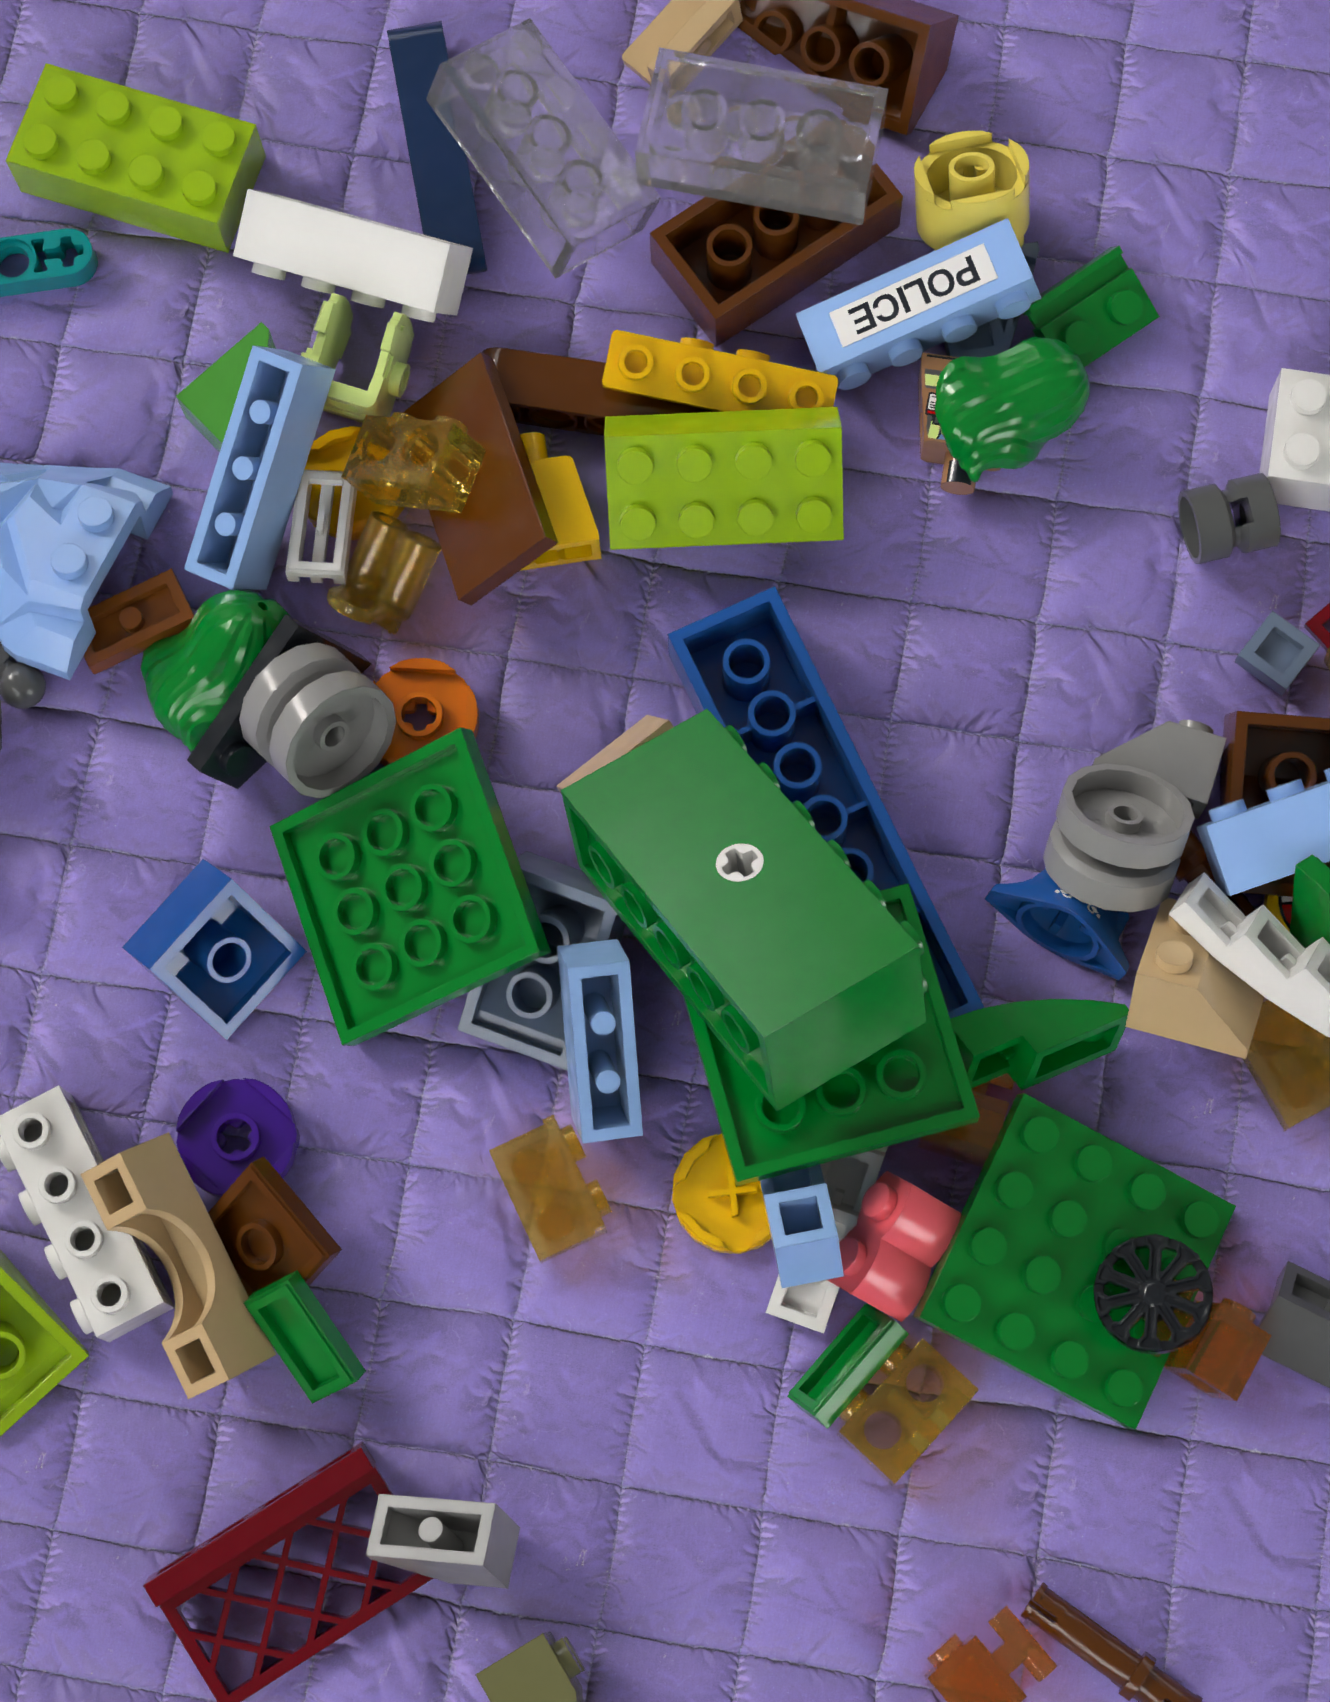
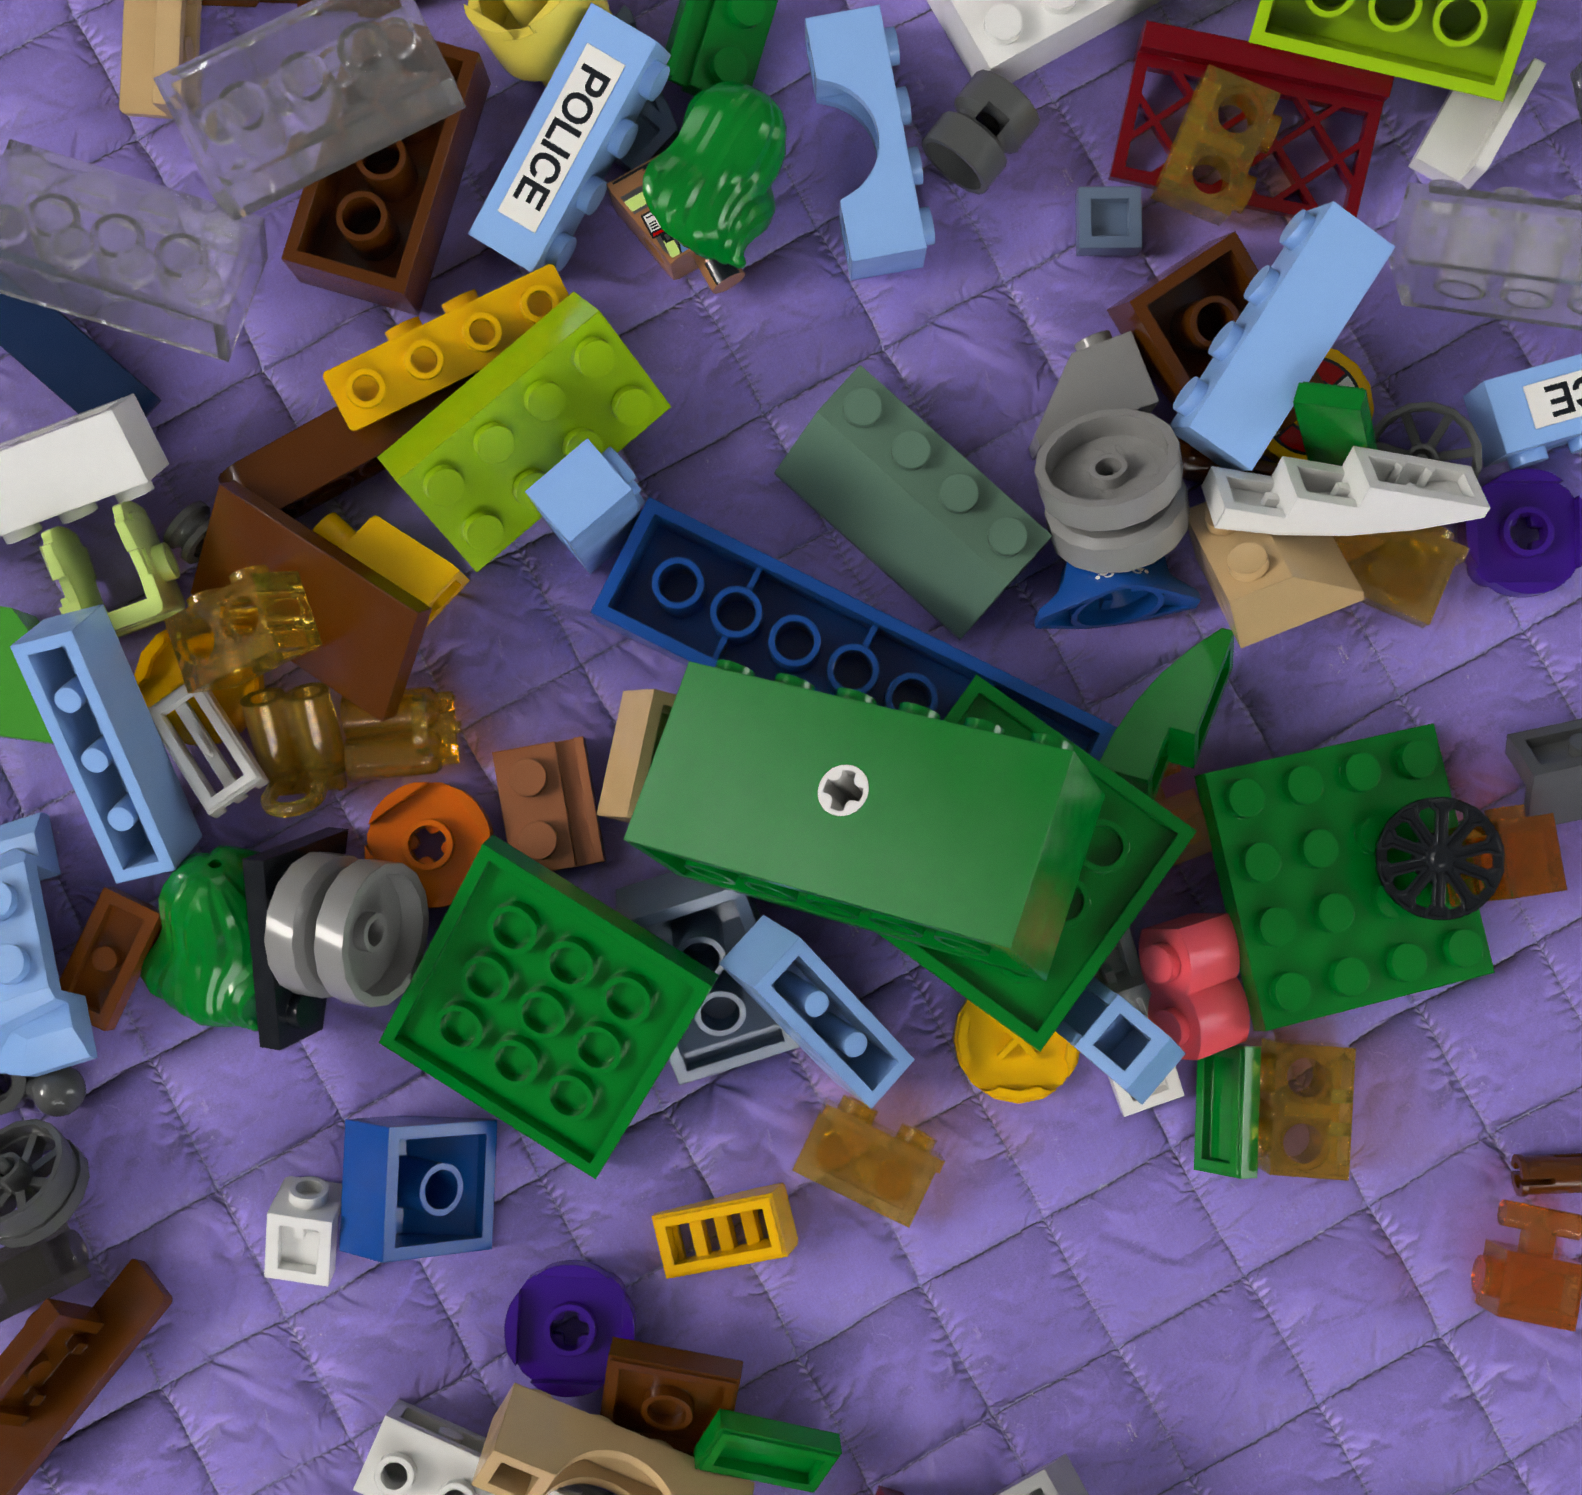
camera: 40 degrees left, 10 degrees up
(106, 917) = (303, 1231): none -> white bracket
(431, 371) = (189, 531): none -> dark grey bush
(448, 1181) = (778, 1220): none -> yellow slope
(462, 633) = (410, 744): none -> clear yellow piece
(531, 755) = (550, 803): none -> nougat plate
(727, 555) = (589, 503): none -> light blue brick
(965, 743) = (911, 502): none -> sand green slope
(1107, 522) = (853, 71): none -> light blue arch

